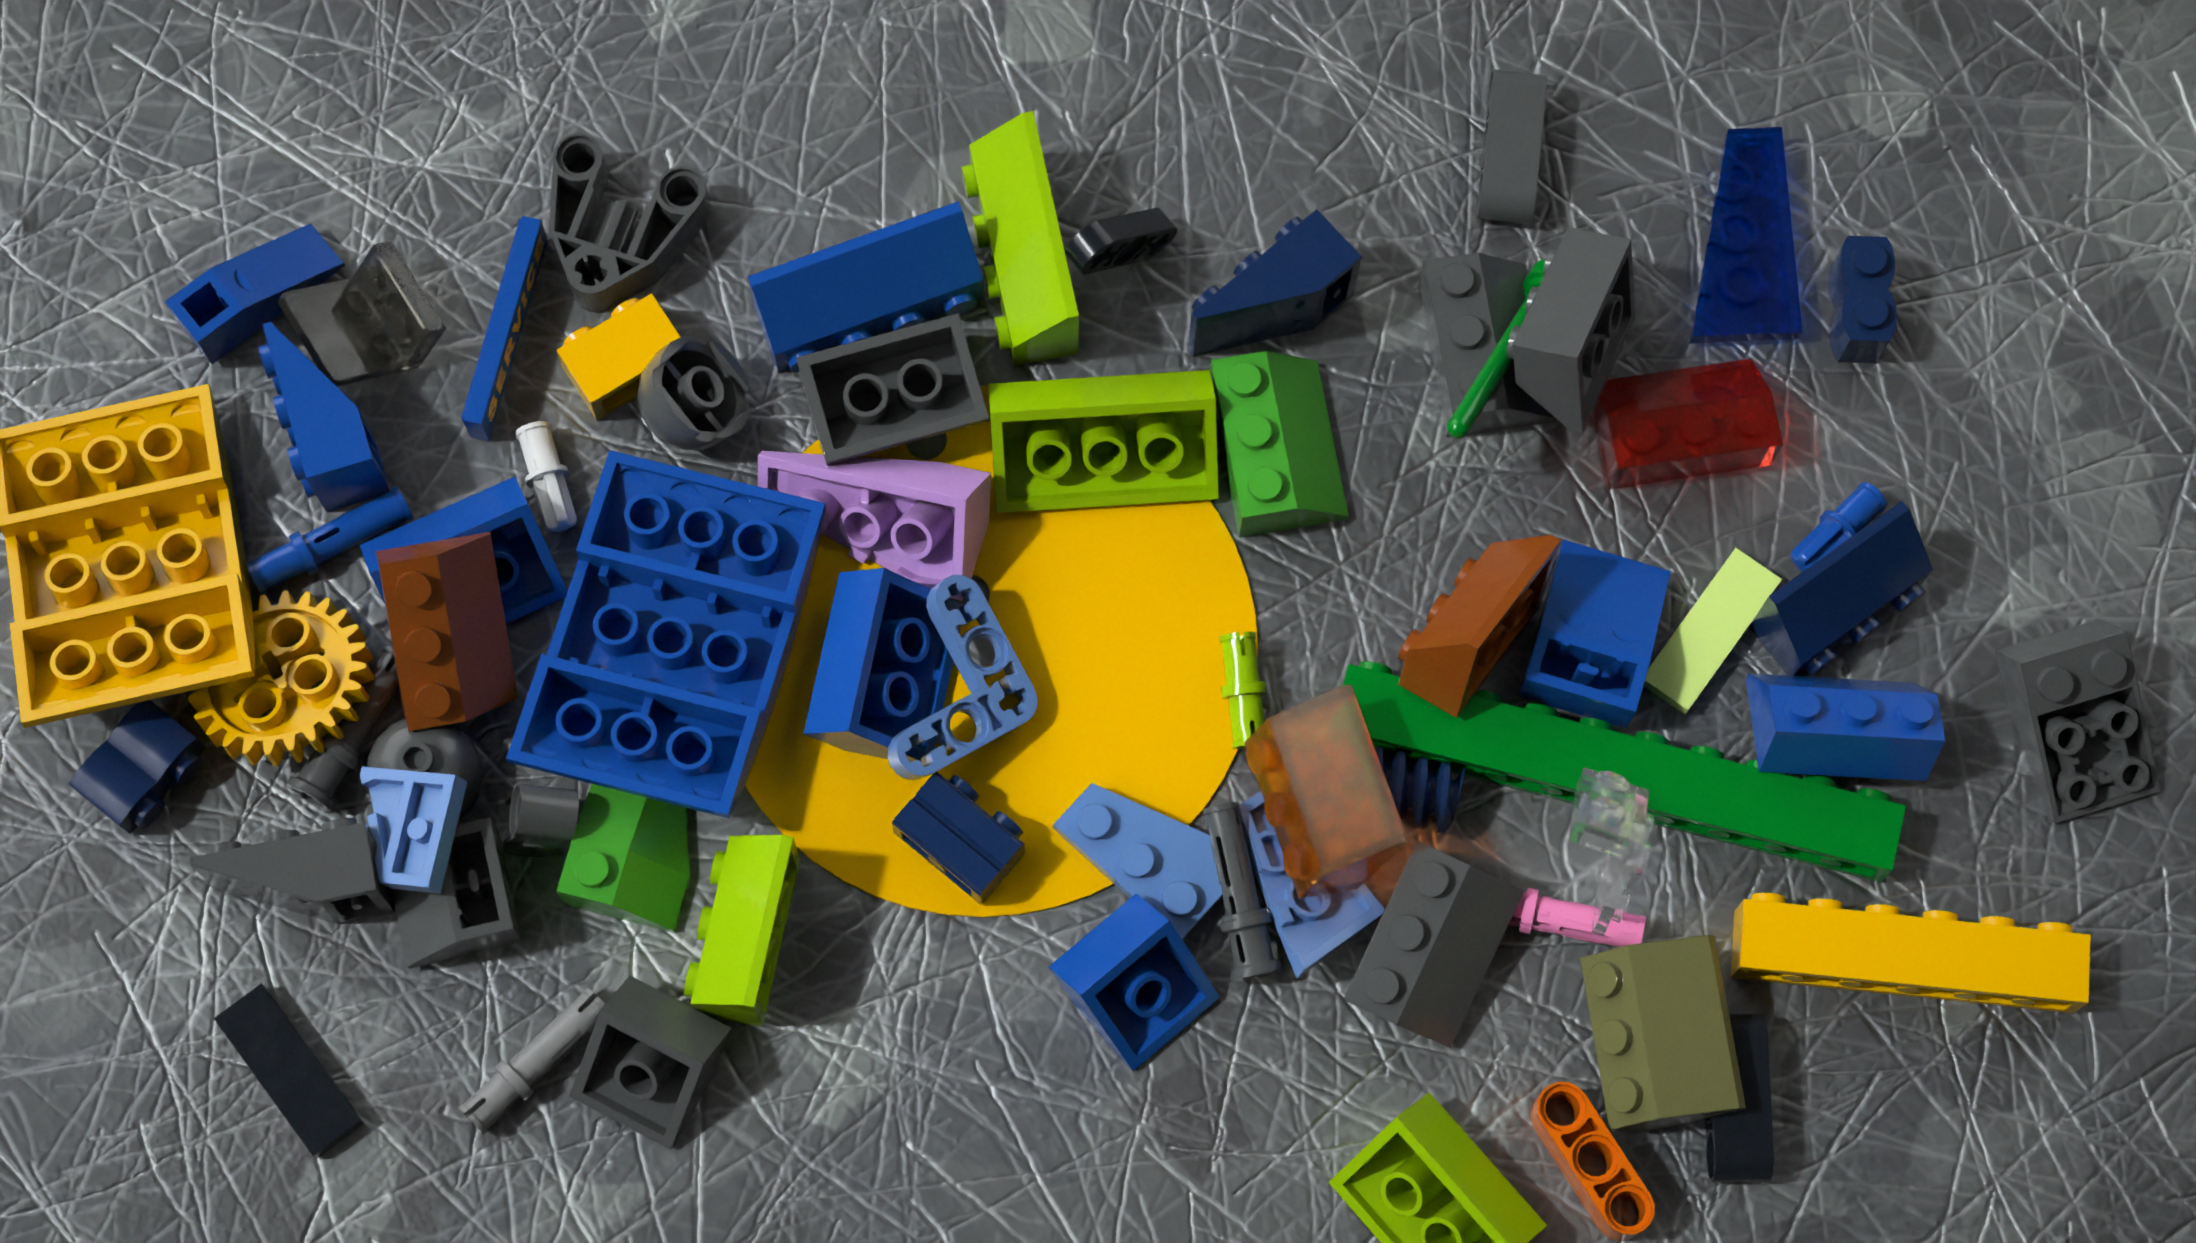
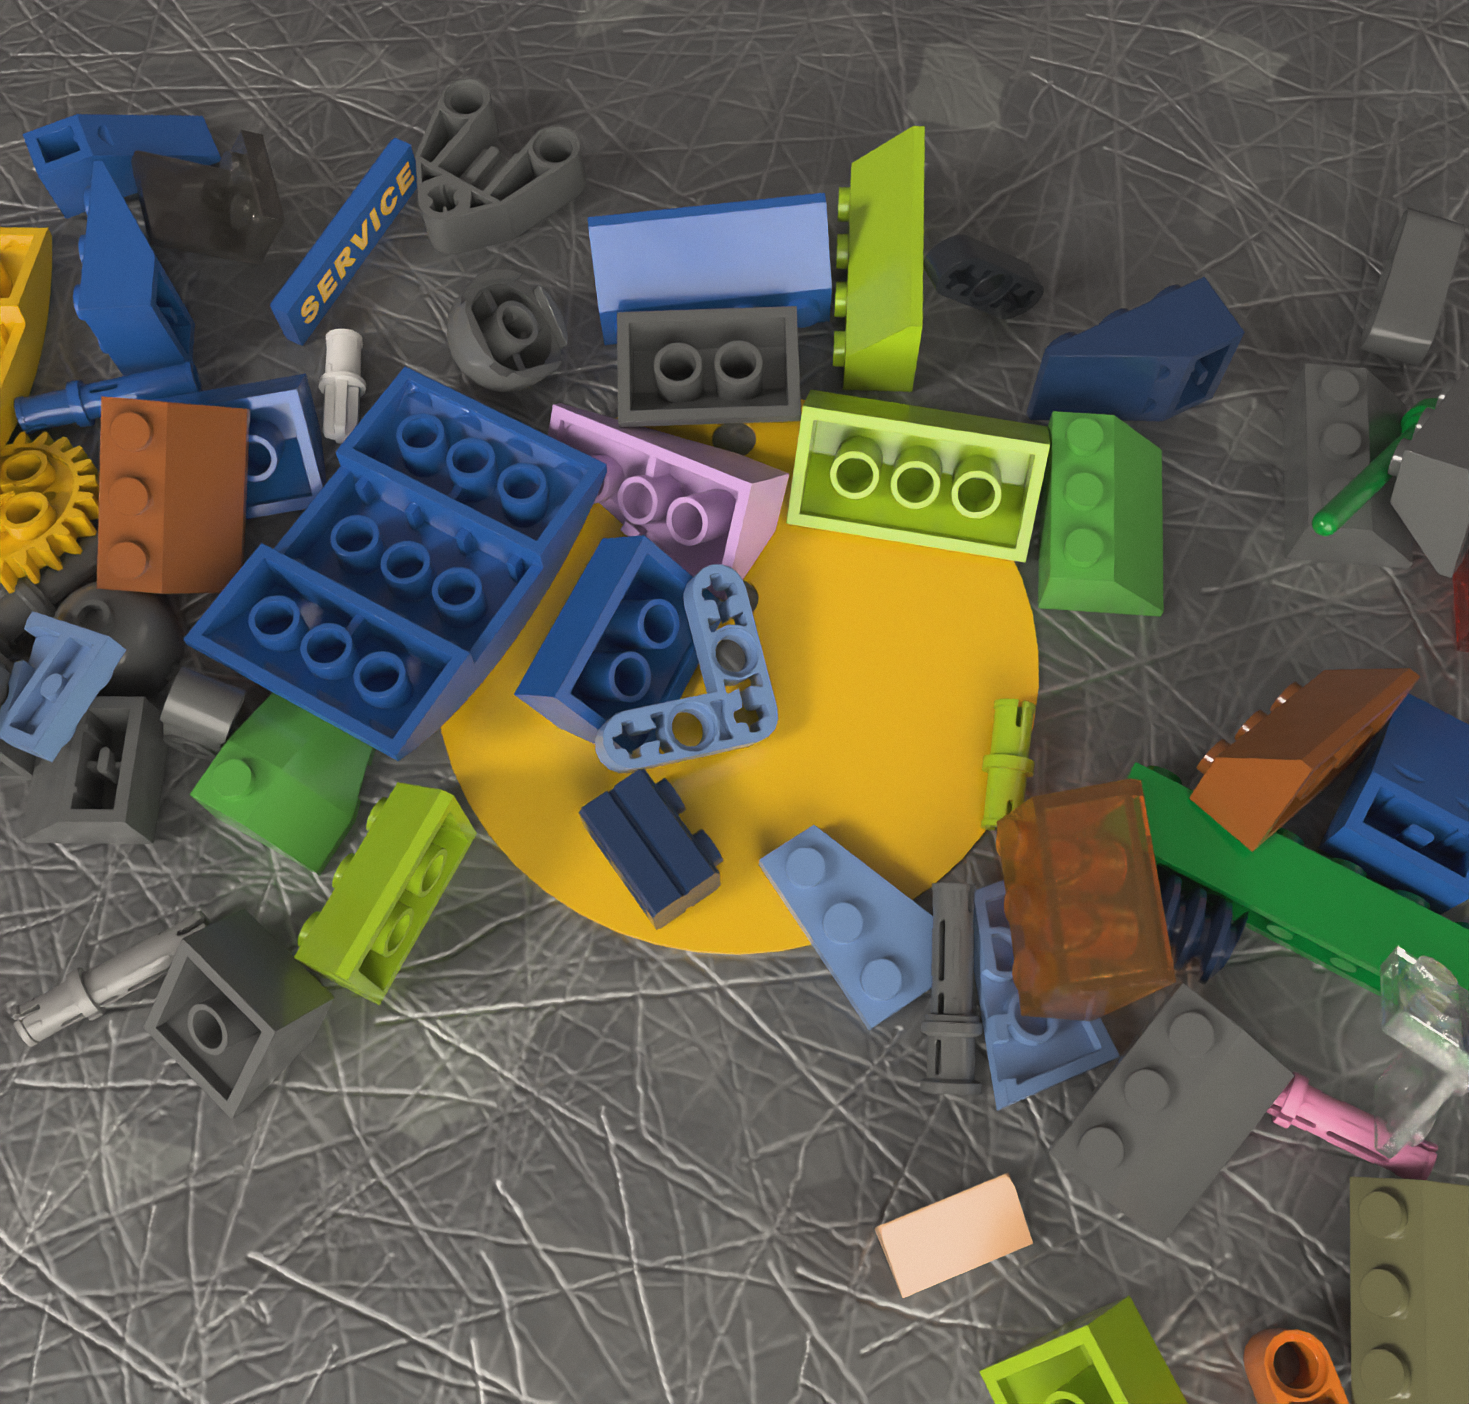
camera: 20 degrees right, 5 degrees down
(610, 357) = (432, 280): yellow brick -> none
(1135, 981) = (807, 1063): blue slope -> none
(1285, 1084) = (954, 1235): none -> light nougat slope

